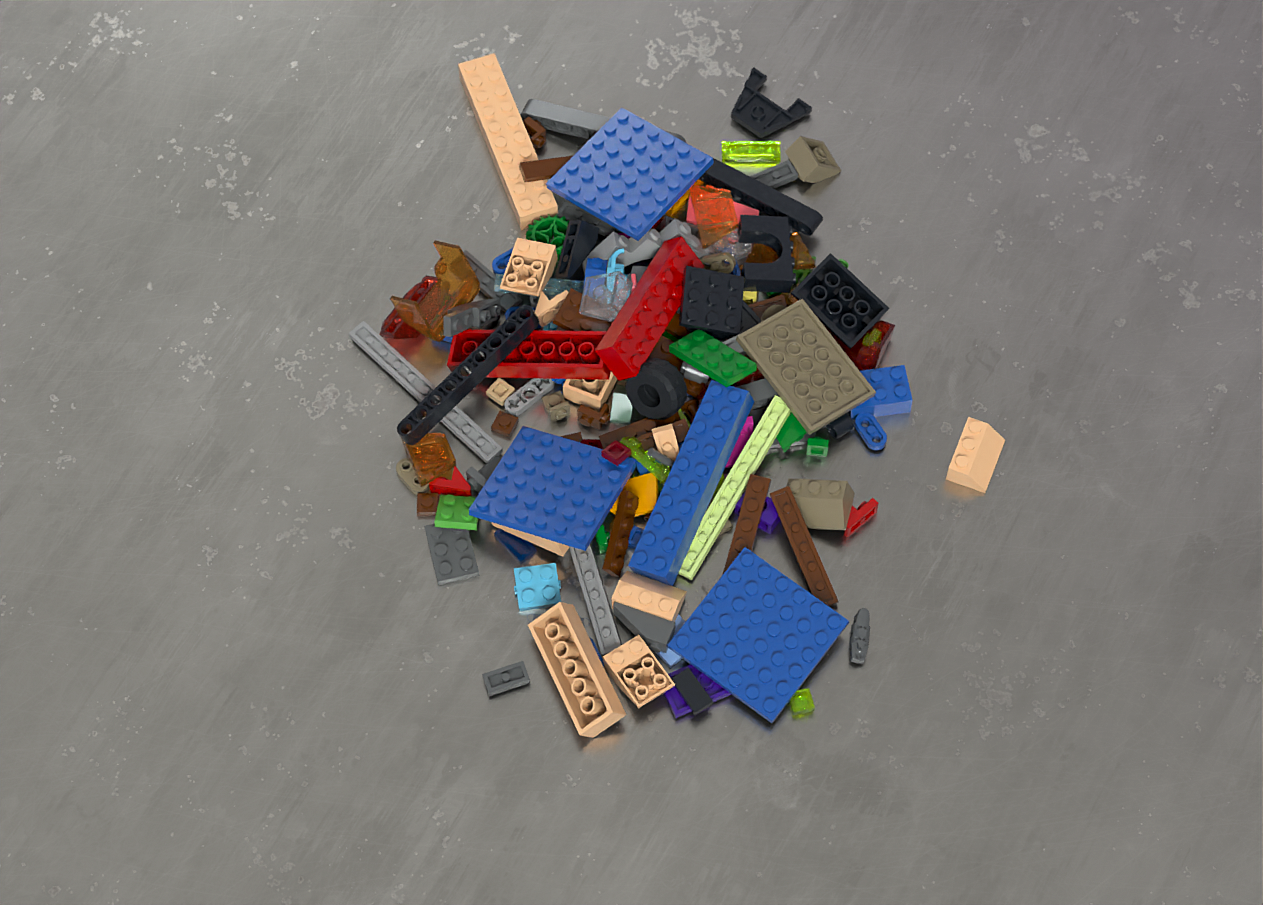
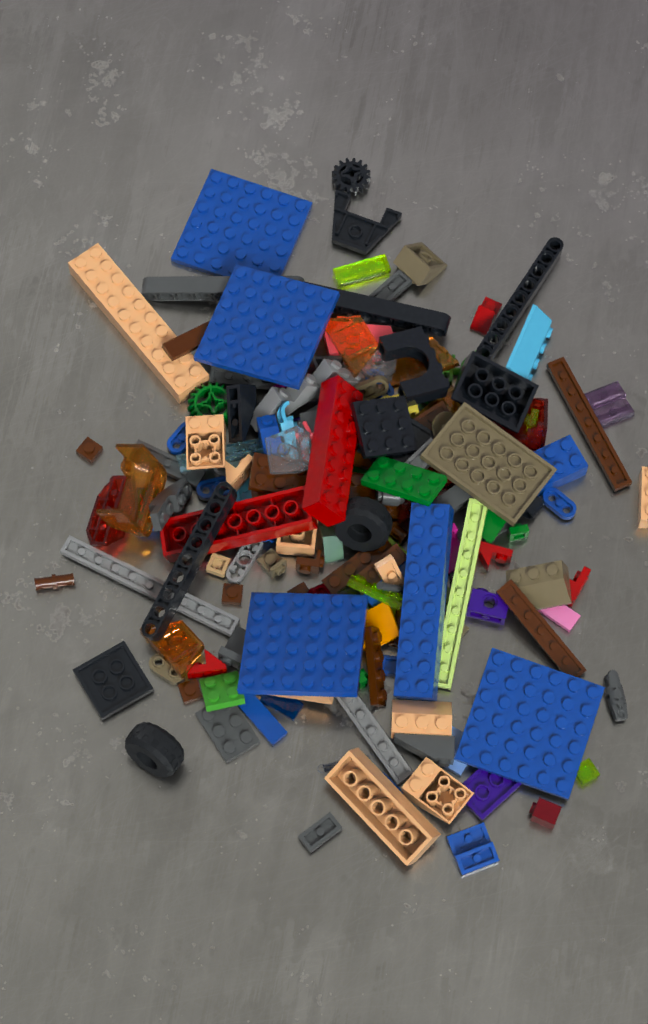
camera: 20 degrees left, 5 degrees up
(332, 361) = (54, 581): none -> reddish brown pin
(354, 471) = (113, 680): none -> black plate
(367, 545) = (154, 749): none -> black tyre
(414, 247) = (89, 450): none -> reddish brown plate
(489, 551) = (262, 719): none -> blue tile
(536, 132) = (162, 307): reddish brown bracket -> none
(537, 586) = (316, 738): medium azure plate -> none
(616, 452) = (348, 595): dark red tile -> none
(646, 77) = (240, 226): none -> blue plate
(656, 741) = (472, 848): none -> blue slope
(691, 691) = (489, 793): black tile -> none
(743, 729) = (545, 813): none -> dark red brick
(749, 517) = (483, 622): reddish brown plate -> none
(773, 59) = (351, 176): none -> black gear
(780, 457) = (490, 551): none -> red slope
(833, 542) = (562, 616): none -> bright pink tile
(862, 229) = (485, 316): none -> red slope
(890, 230) = (523, 295): none -> black beam
(896, 266) = (530, 343): none -> medium azure slope
(930, 363) = (589, 424): none -> reddish brown plate
(958, 350) = (610, 404): none -> clear purple slope

